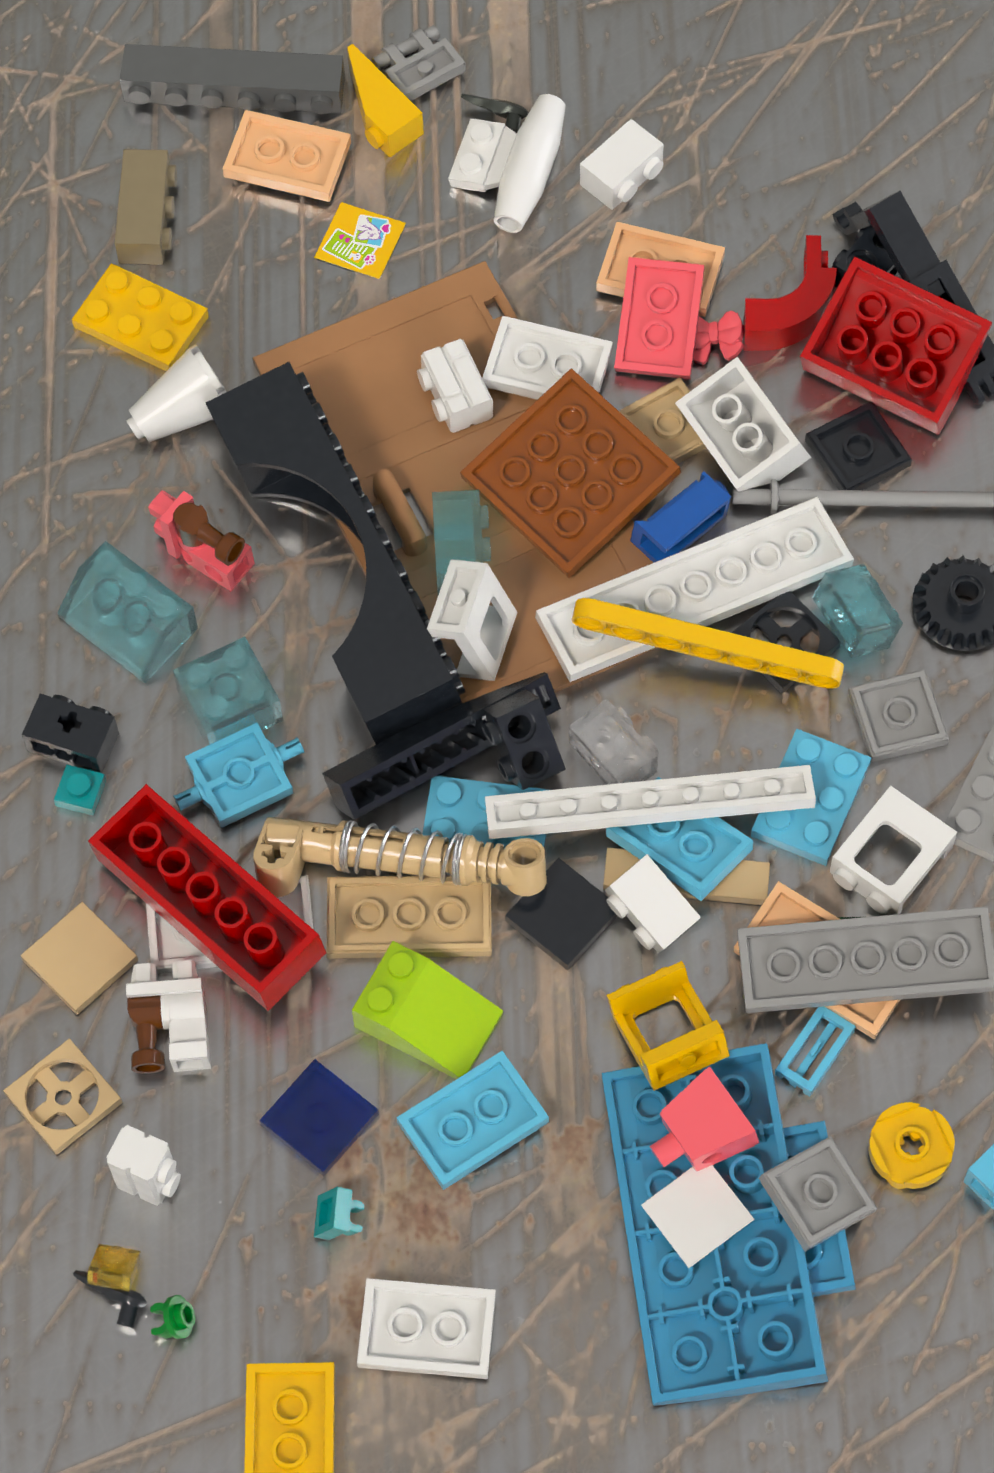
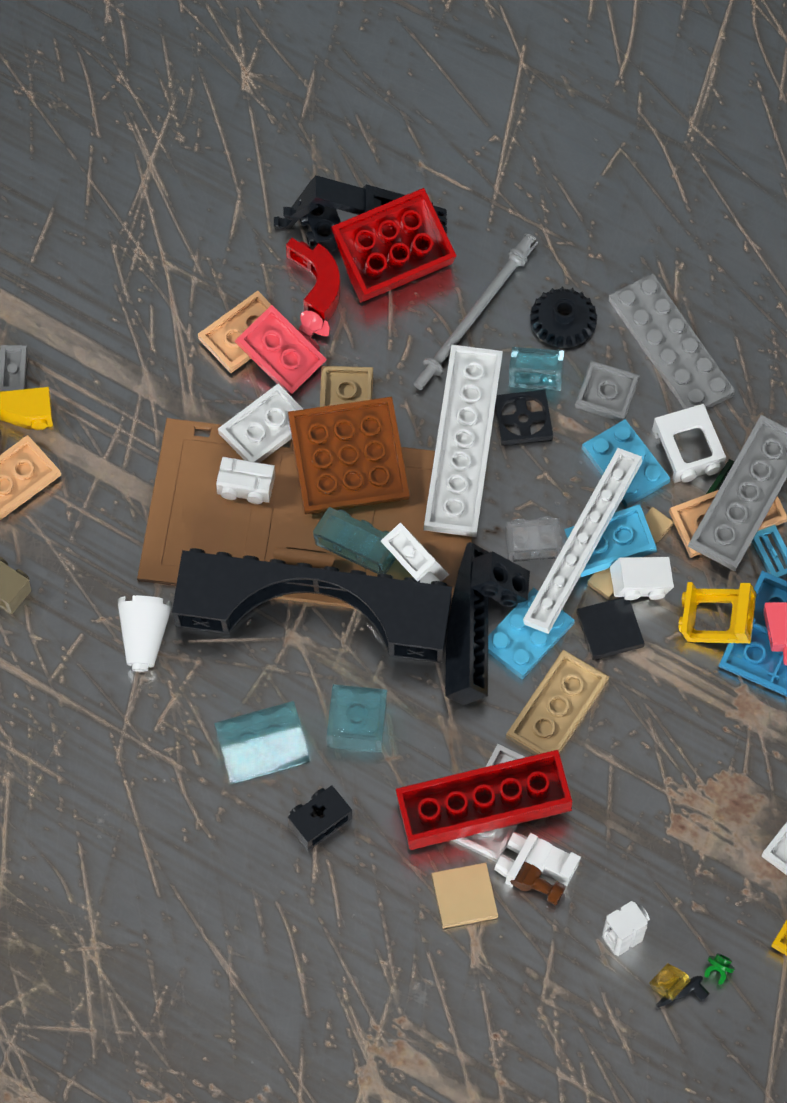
camera: 60 degrees left, 0 degrees up
(42, 1072) = (541, 931): tan piece -> none
(80, 790) = (356, 835): teal plate -> none
(140, 317) = (61, 623): yellow plate -> none
(205, 548) = (245, 674): hips -> none
(239, 775) = (409, 742): medium azure plate -> none
(319, 1117) = (647, 824): clear blue tile -> none
(334, 1214) = (713, 847): teal tile -> none
(347, 847) = (500, 709): tan piece -> none
(360, 240) = (98, 475): sticker -> none
(425, 1012) = (623, 732): lime slope -> none
(472, 1120) = (703, 745): medium azure plate -> none
(510, 111) = (75, 343): pearl dark grey bar -> none
(513, 161) = (115, 359): white plate -> none
(622, 164) = (160, 308): white brick -> none
(682, 519) = (416, 419): blue window -> none
(707, 643) = (507, 452): yellow beam -> none
(742, 428) = (382, 352): white slope -> none
(858, 449) = (431, 308): black tile -> none

